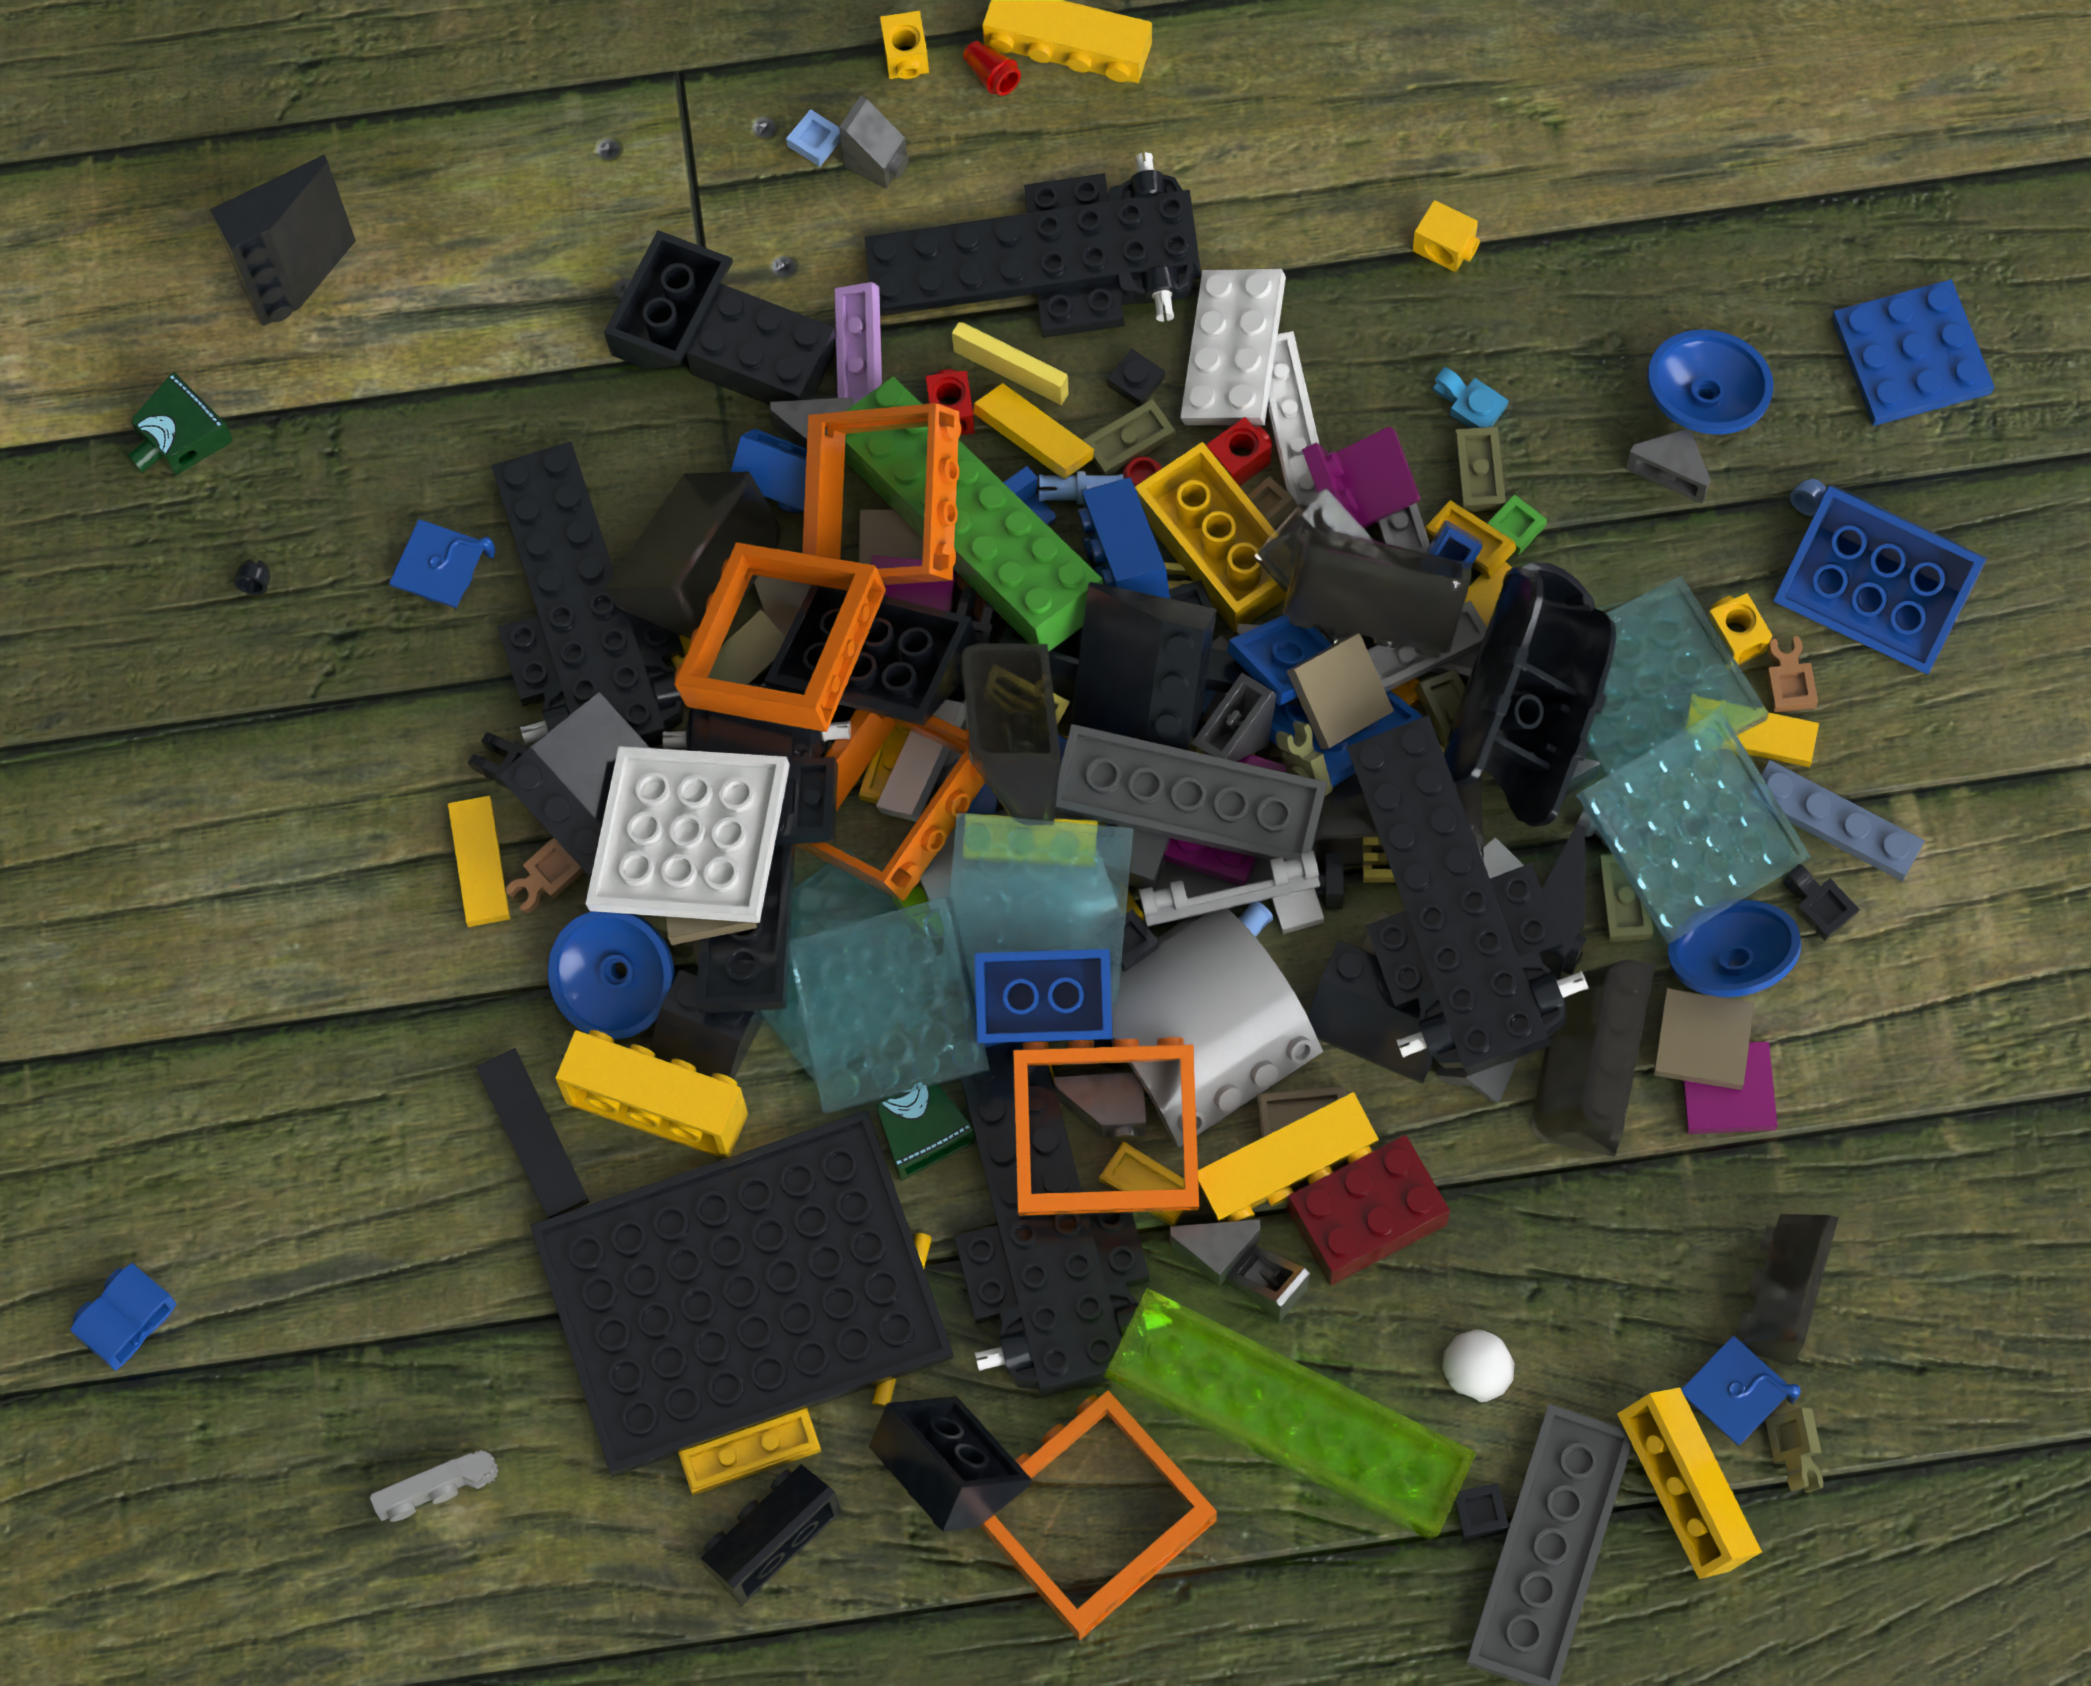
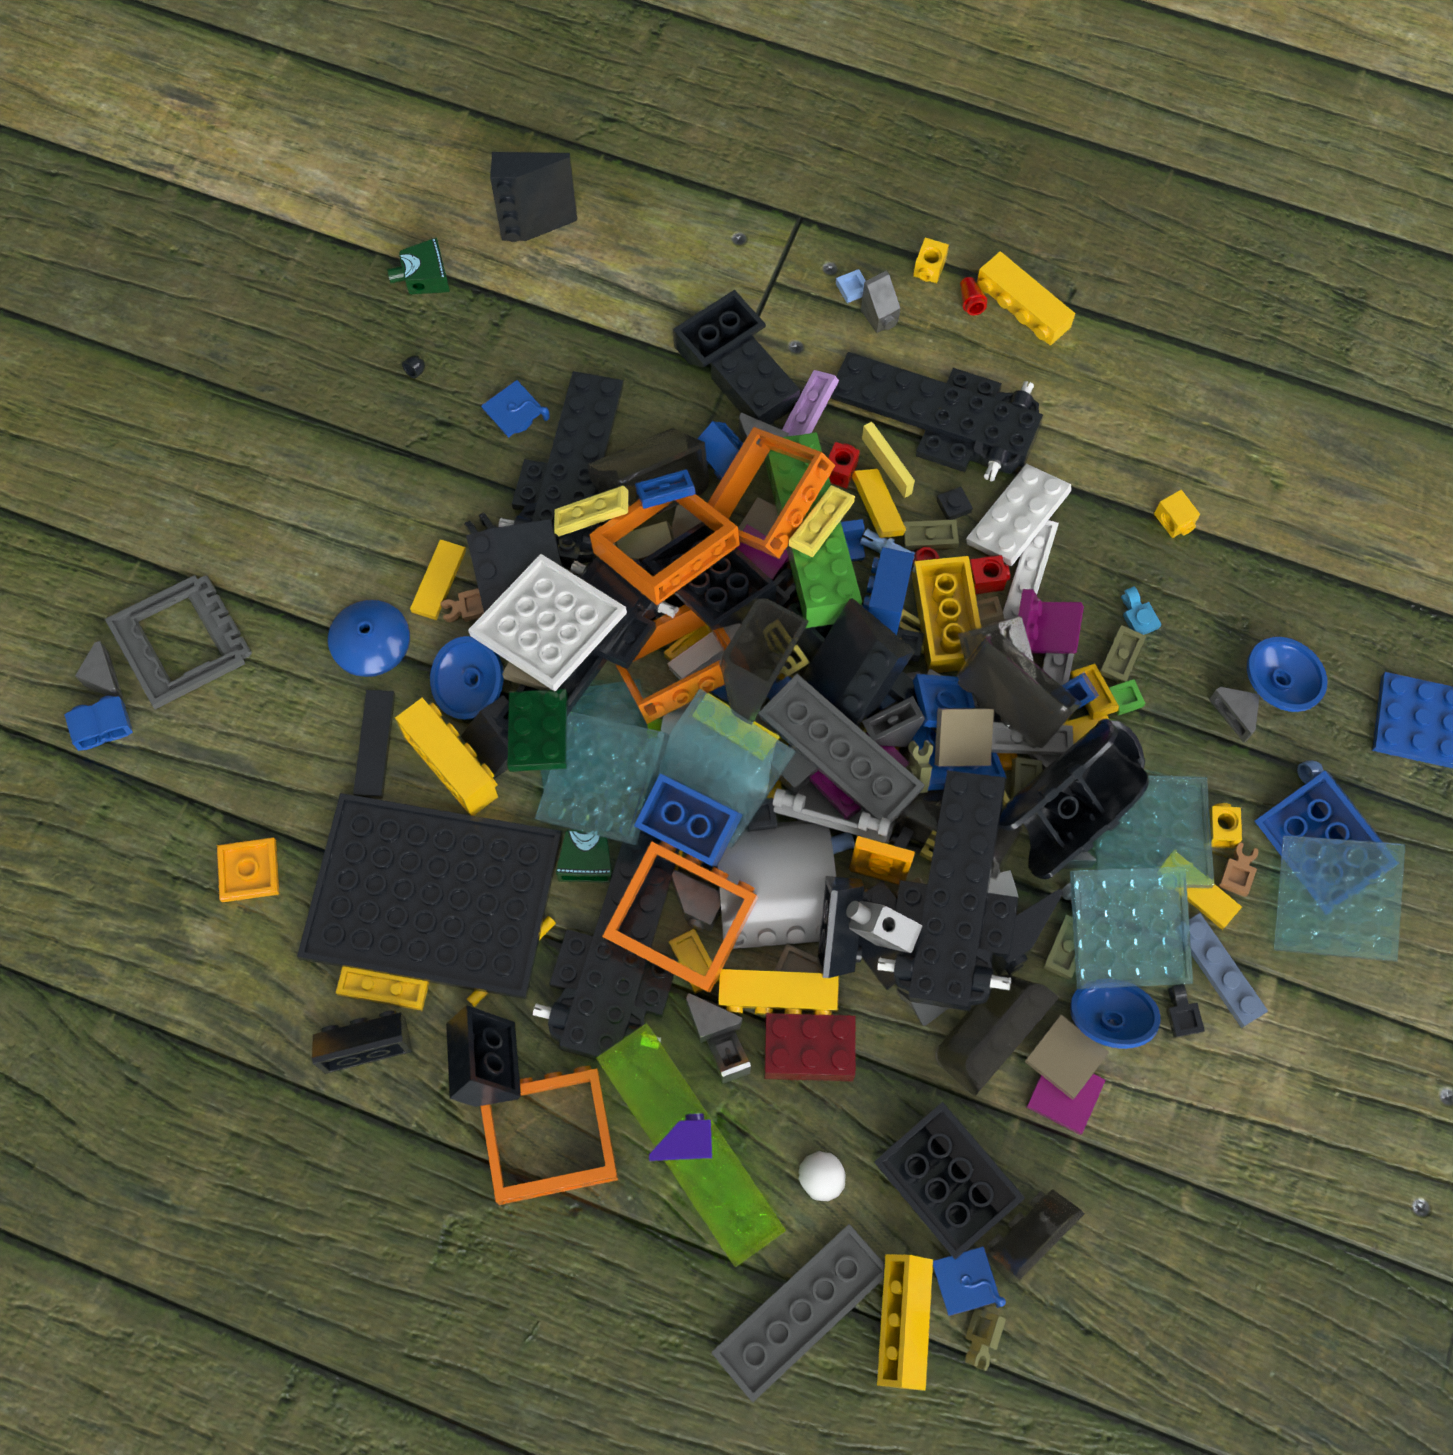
camera: 25 degrees right, 0 degrees up
(78, 1250) = (98, 672): none -> flat silver slope
(132, 1198) = (145, 661): none -> dark grey hinge
(434, 1019) = (373, 651): none -> blue dish
(434, 1484) = (201, 909): light grey hinge -> none
(463, 1399) = (247, 869): none -> light orange tile
(652, 650) = (591, 511): none -> light yellow tile
(744, 569) = (667, 489): none -> blue tile
(766, 987) = (537, 730): none -> dark green plate
(982, 498) = (821, 521): none -> light yellow tile
(1287, 1407) = (685, 1140): none -> dark purple slope
(1321, 1027) = (837, 943): none -> black slope
(1324, 914) = (881, 860): none -> light orange tile
(1361, 1001) = (872, 921): none -> light grey torso
(1481, 1511) = (772, 1265): black plate -> none
(1644, 1275) = (949, 1180): none -> black slope
(1936, 643) = (1340, 898): none -> clear light blue plate

